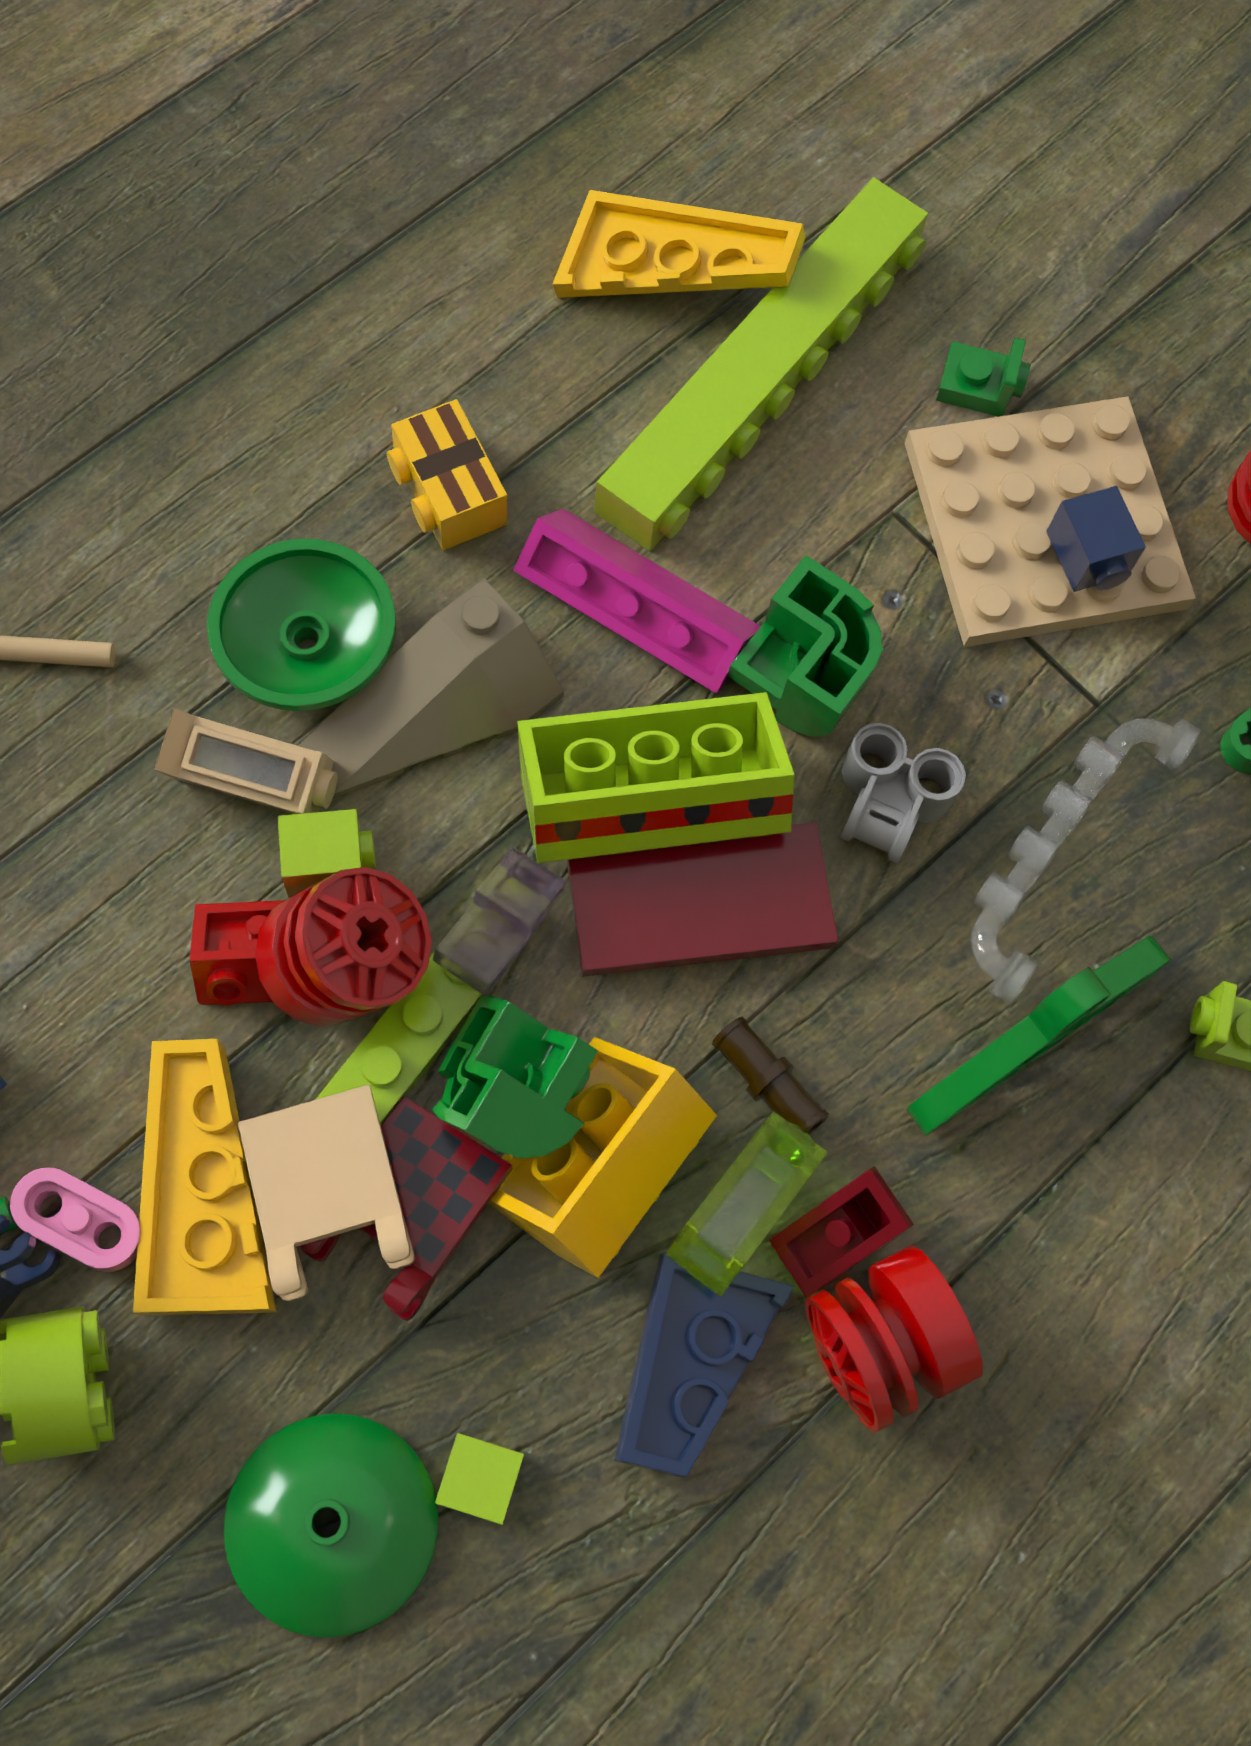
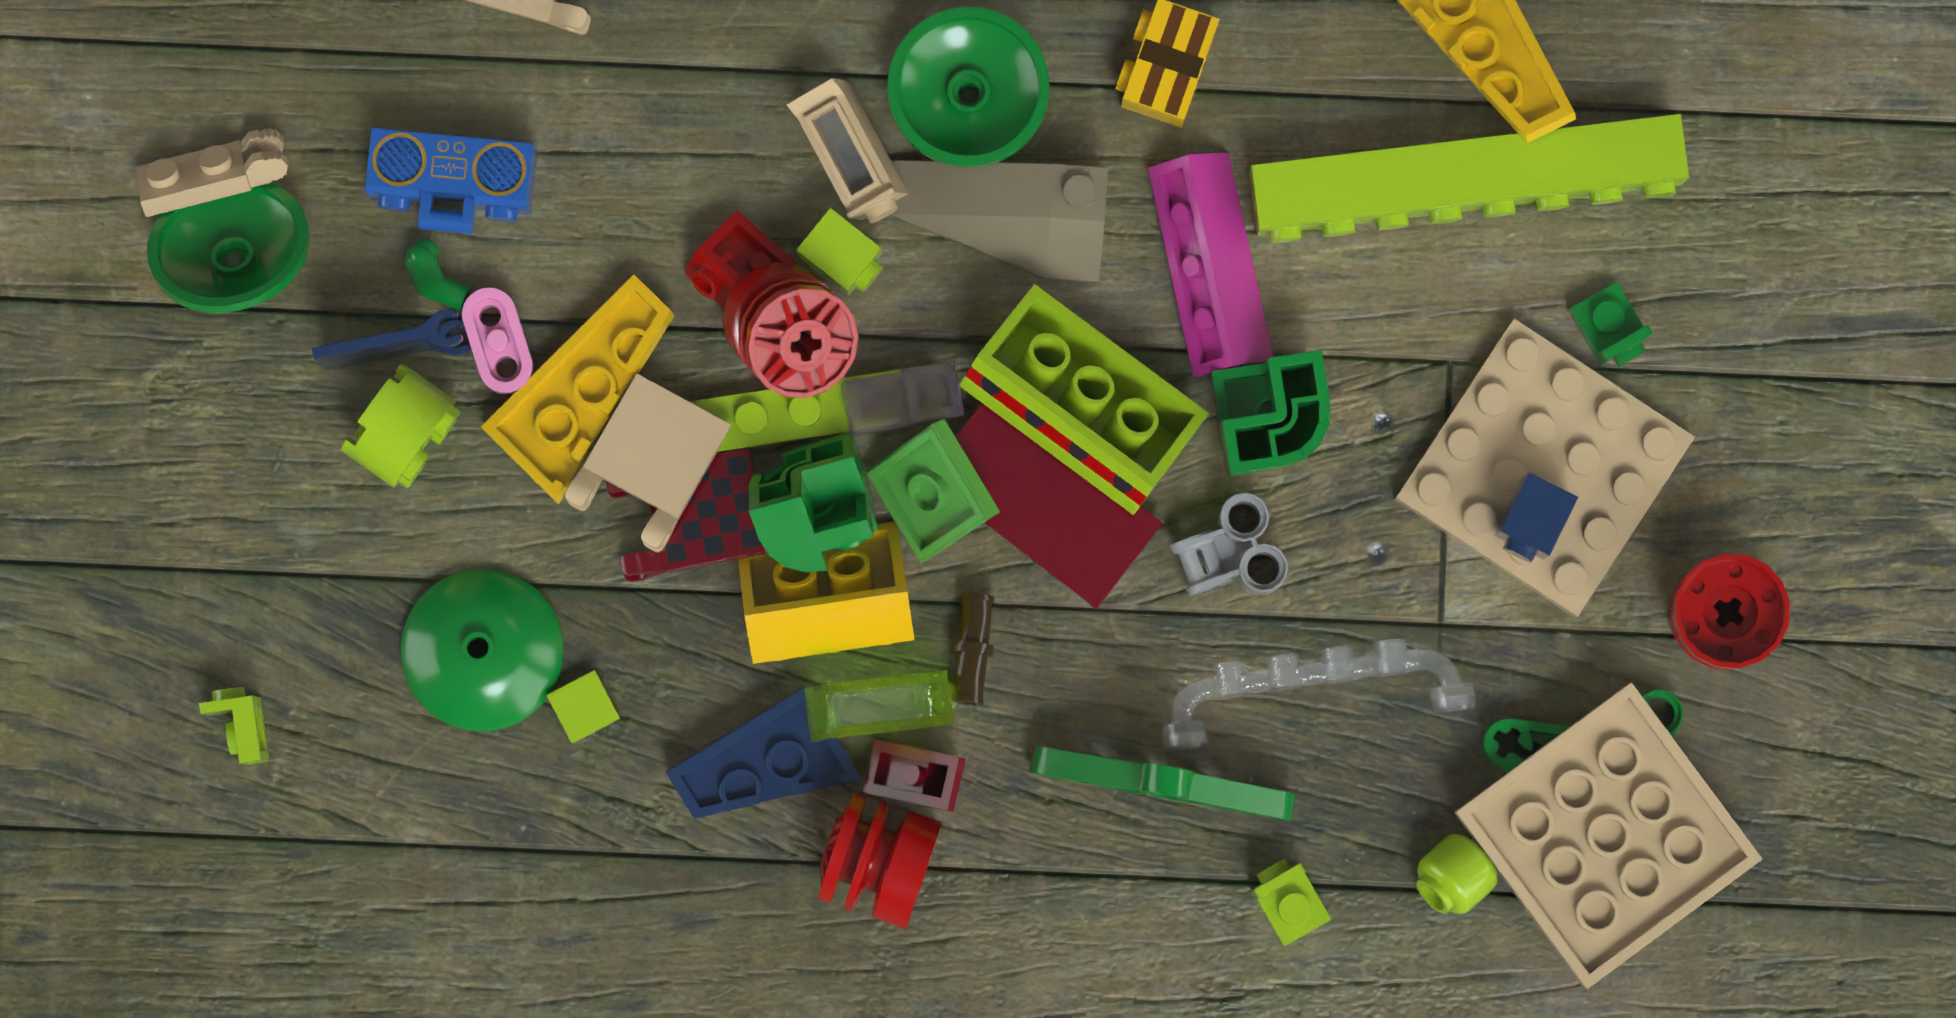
camera: 50 degrees right, 15 degrees up
(603, 973) = (932, 491): none -> bright green tile

